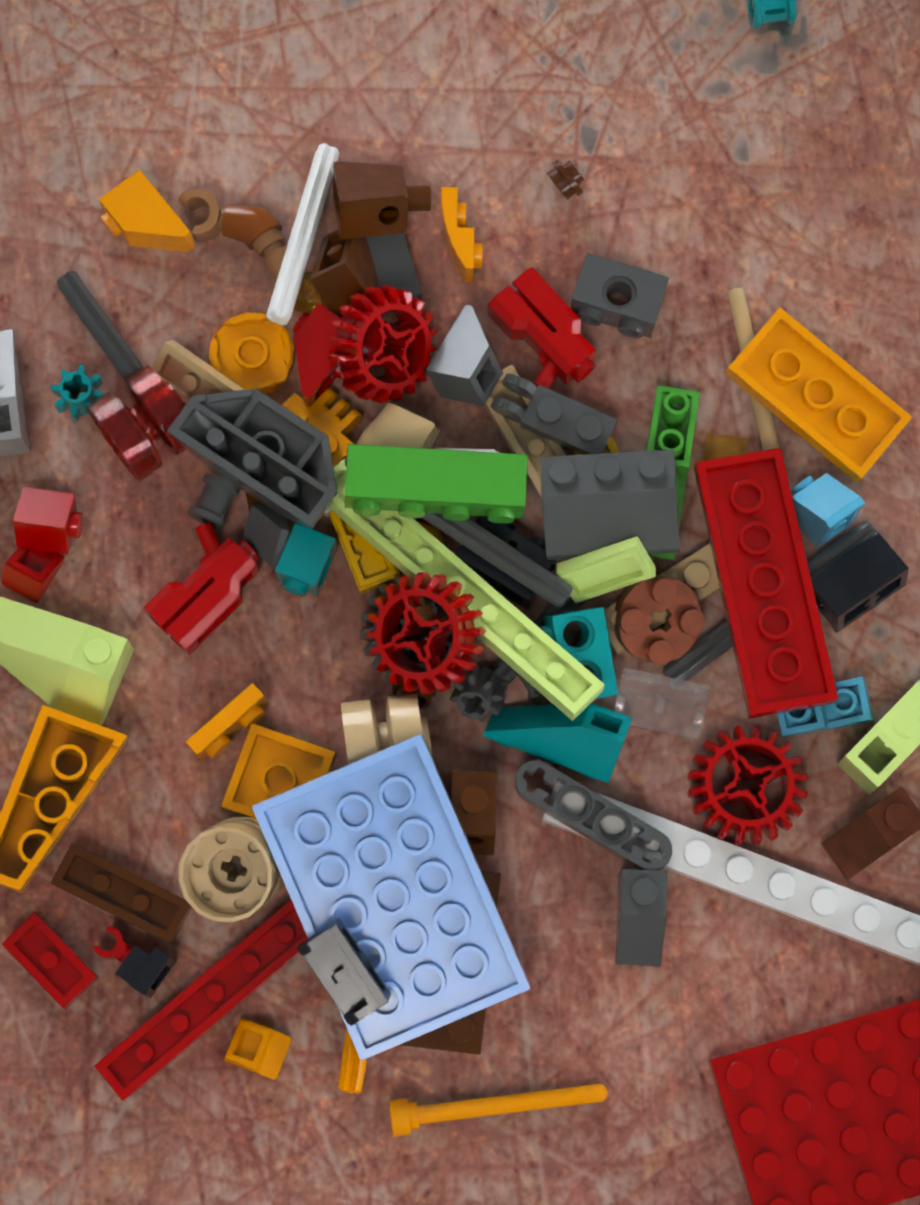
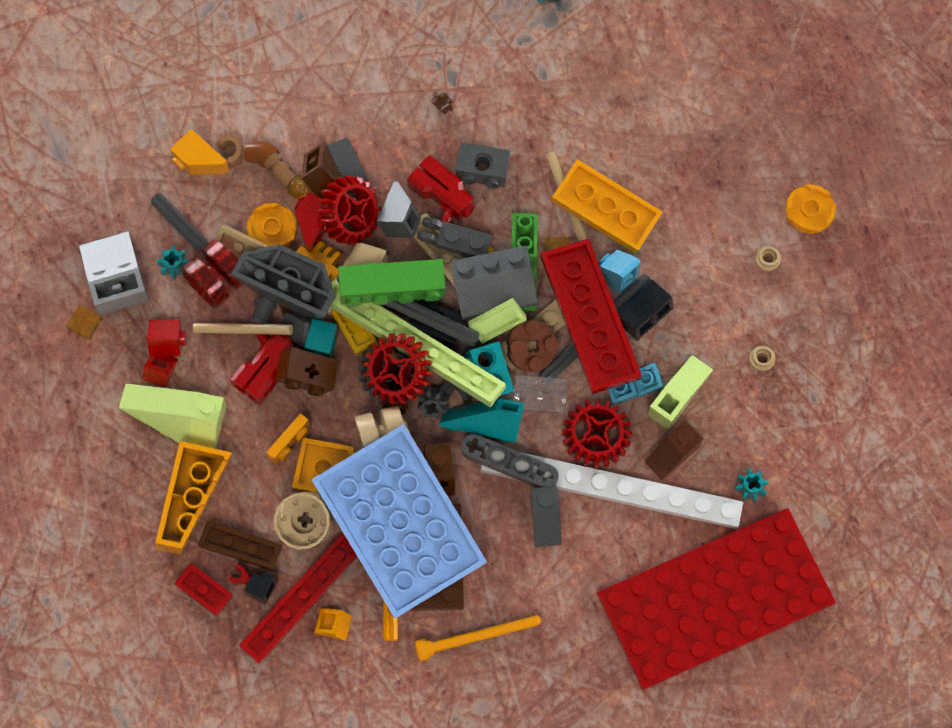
camera: 10 degrees left, 5 degrees down
(177, 523) = (234, 328): none -> tan bar
(296, 612) = (306, 371): none -> reddish brown brick
(302, 235) = (292, 154): white axle -> none
(345, 972) = (377, 566): hinge -> none
(374, 199) = (332, 128): reddish brown torso -> none
(459, 239) = (384, 144): light orange slope -> none

